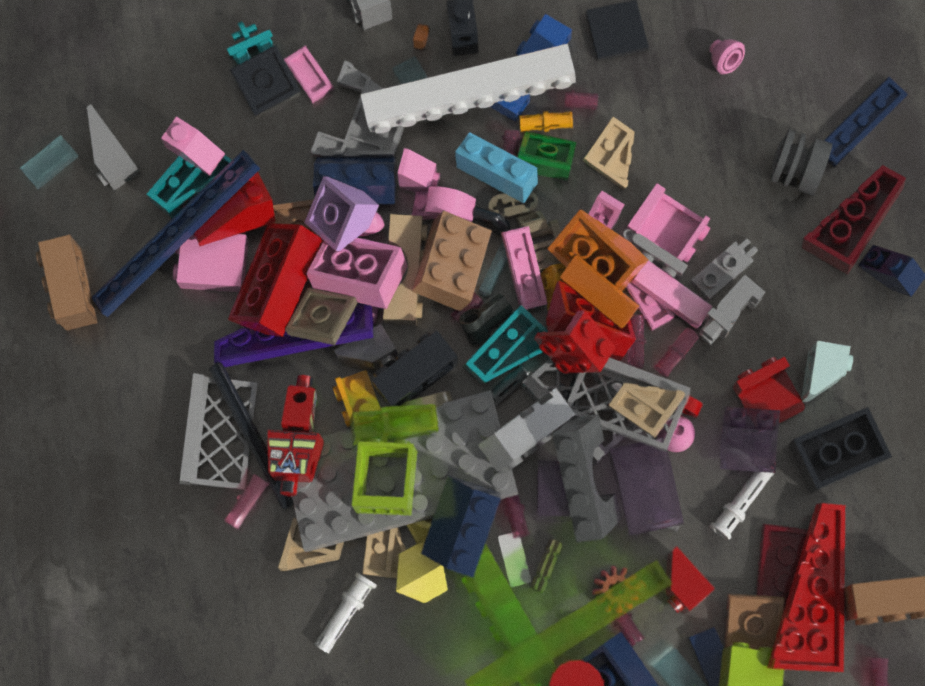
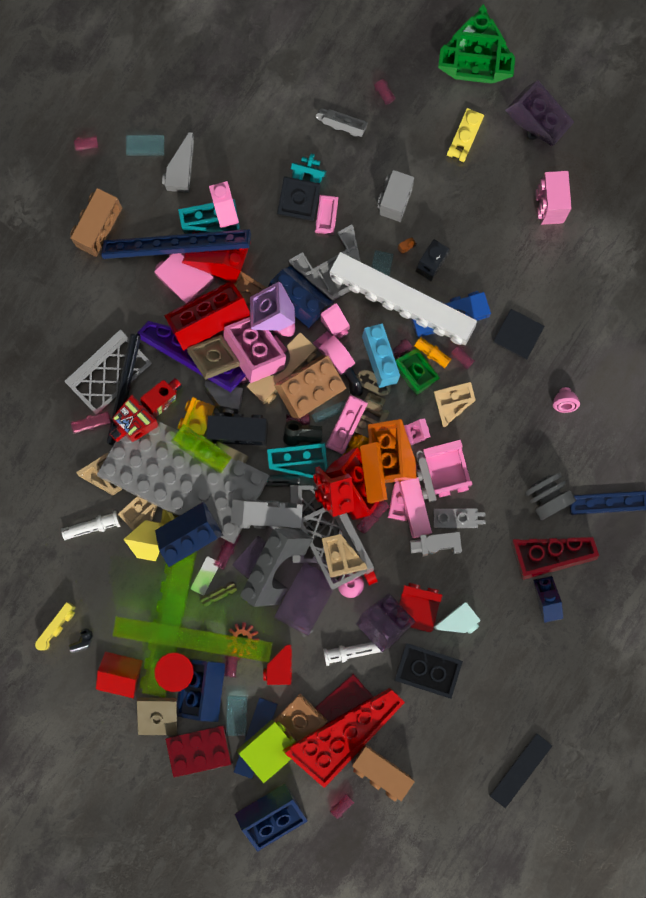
camera: 45 degrees right, 5 degrees up
(381, 504) = (146, 474): lime window -> none
(676, 352) = (390, 541): clear pink axle -> none

